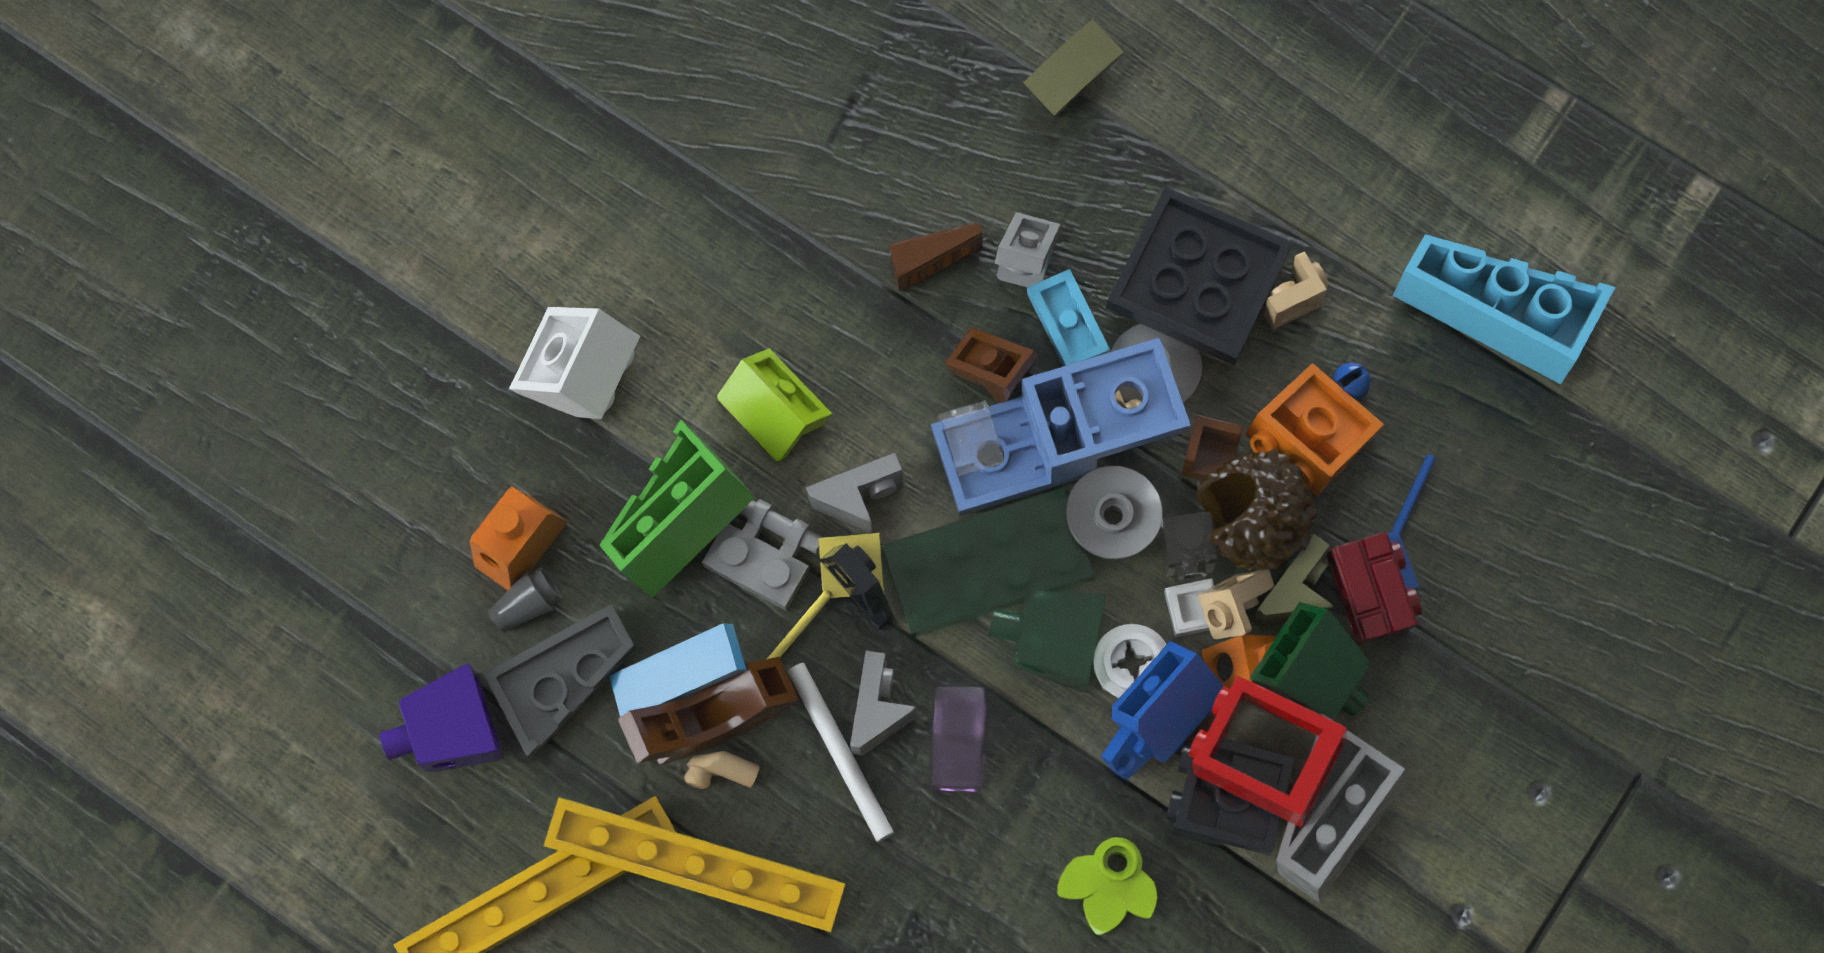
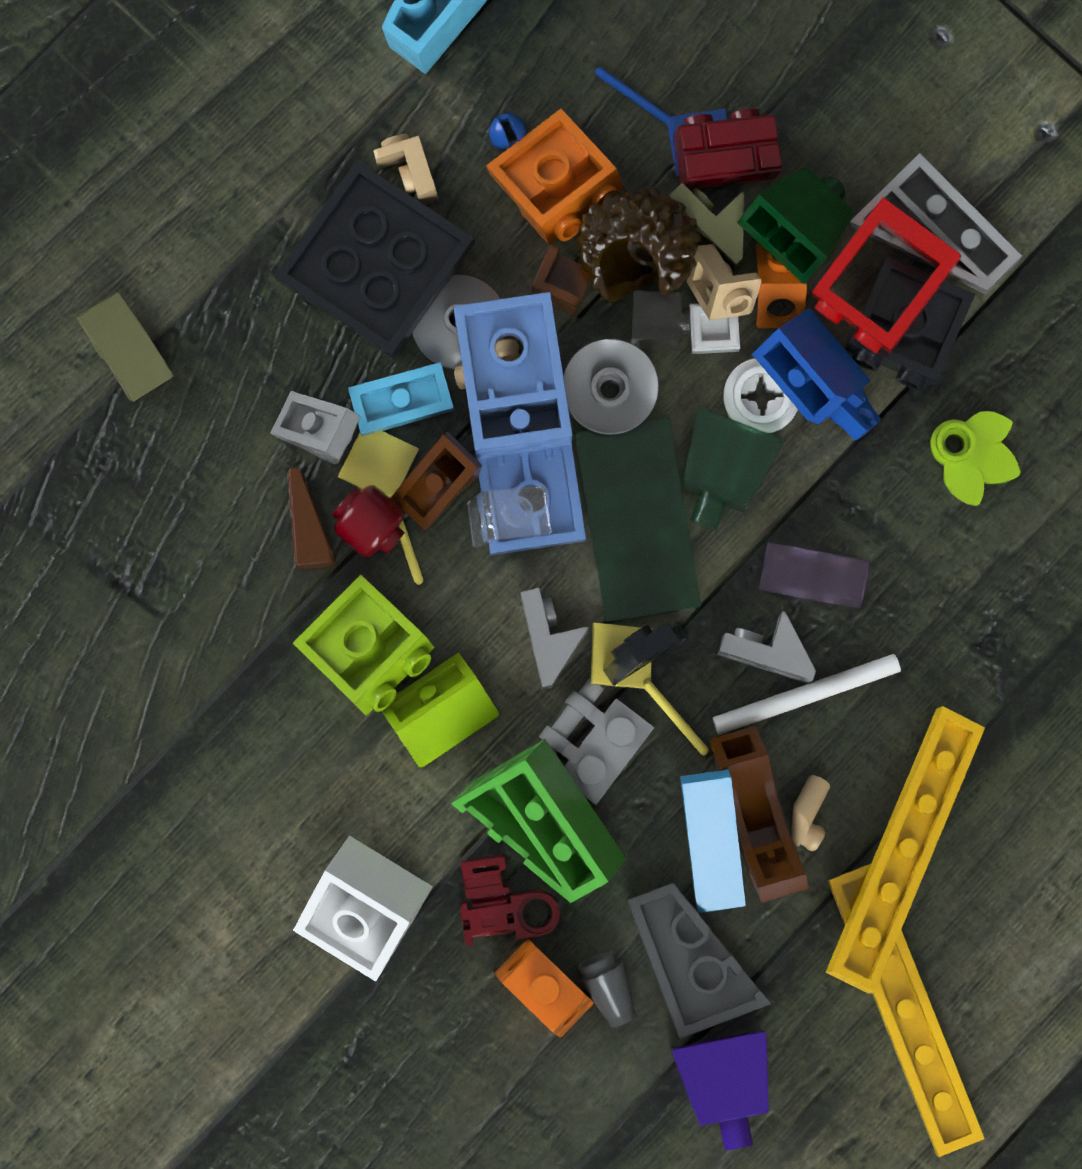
camera: 90 degrees left, 10 degrees up
(593, 481) = (490, 909): none -> dark red piece
(822, 324) = (365, 646): none -> lime plate
(944, 308) = (369, 521): none -> dark red head
(999, 311) = (383, 462): none -> light yellow piece

